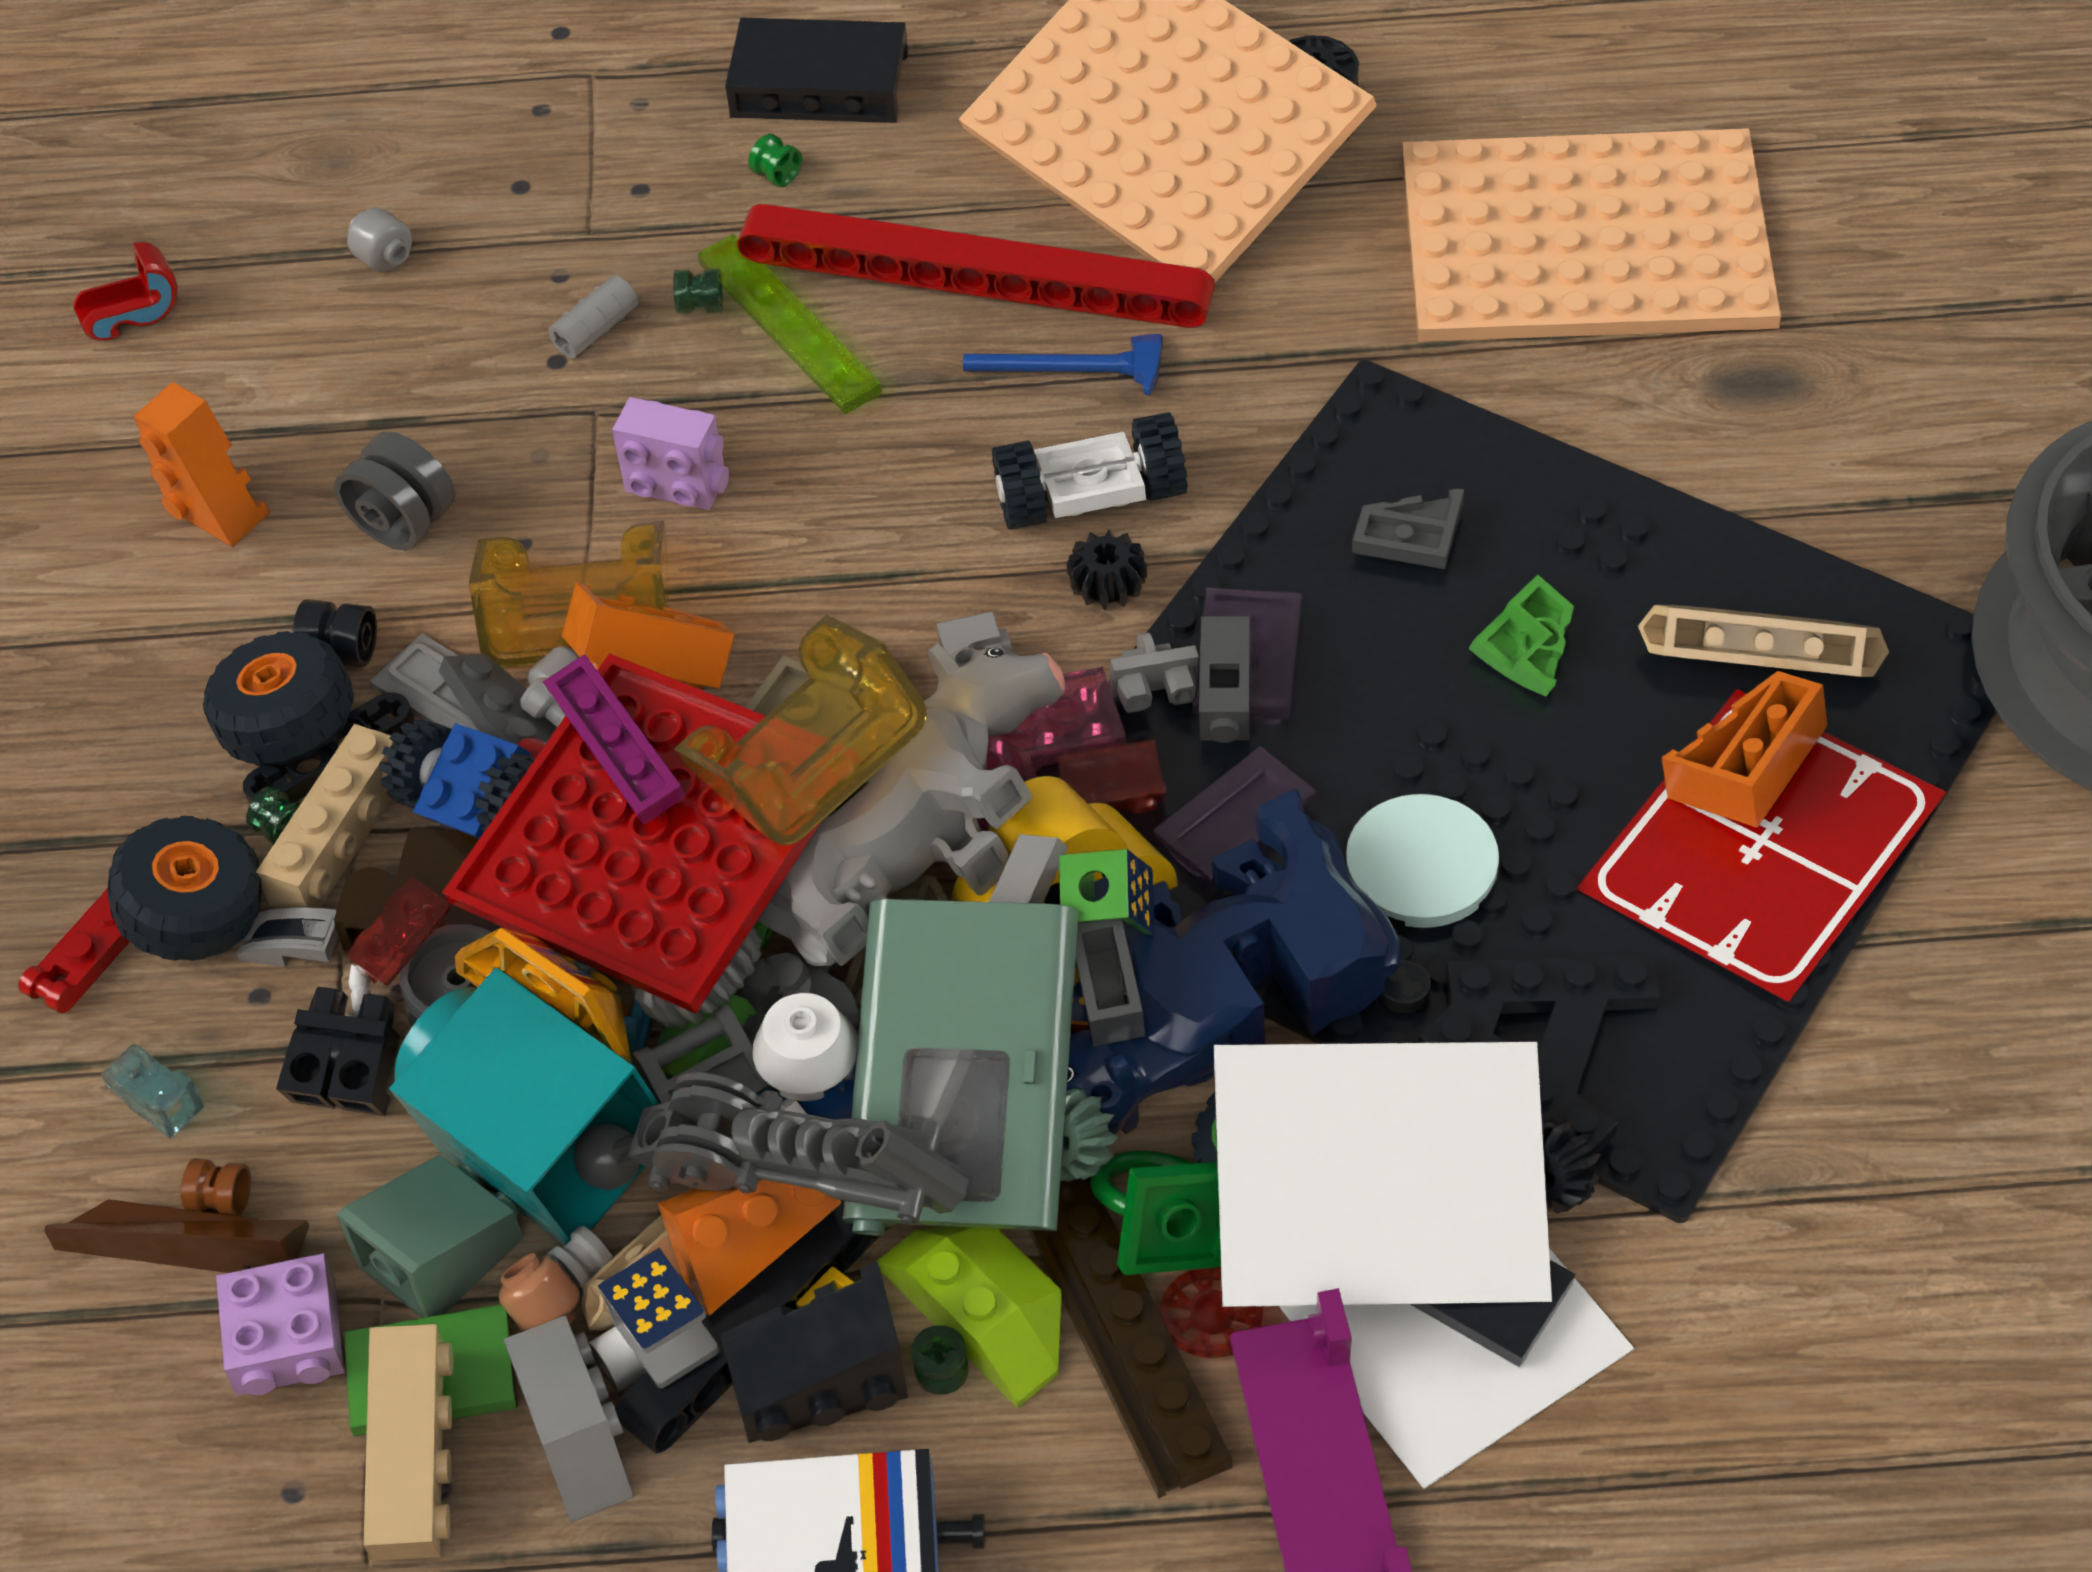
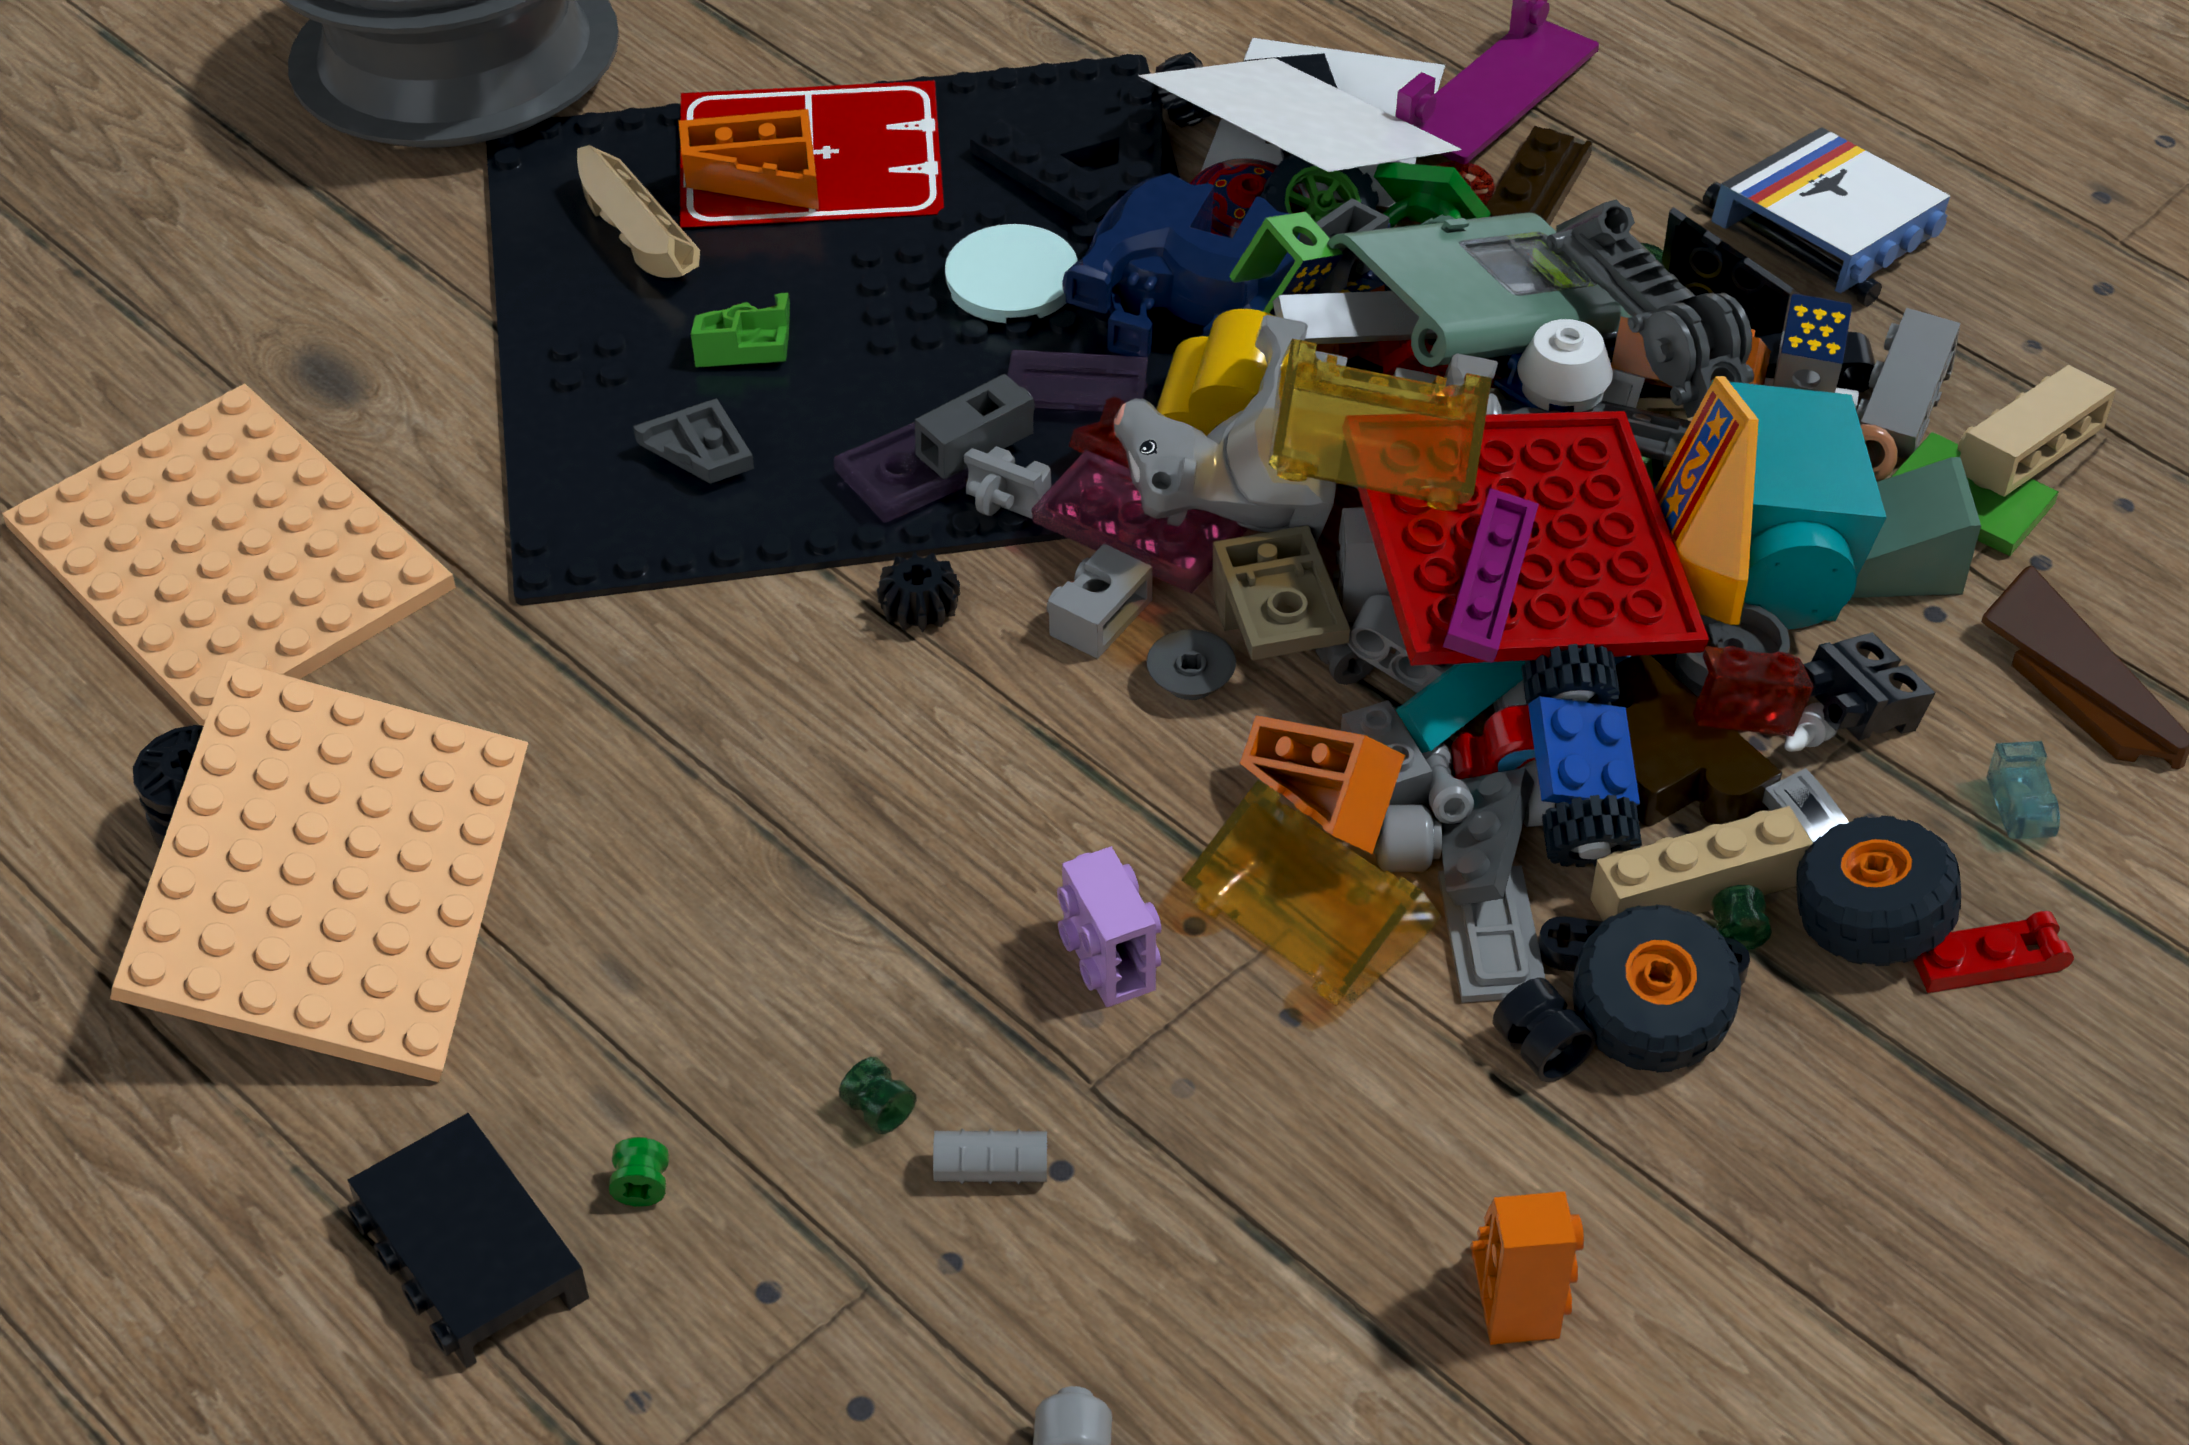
camera: 135 degrees left, 5 degrees down
(216, 1187) = (2031, 689): dark orange wheel -> none
(280, 1325) = (2068, 551): lavender brick -> none
(394, 490) = (1369, 1091): dark grey wheel -> none
(792, 326) = (838, 1019): clear neon green tile -> none
(977, 265) = (659, 911): red beam -> none
(1090, 472) = (834, 647): plate -> none
(1141, 362) = (657, 730): blue piece -> none

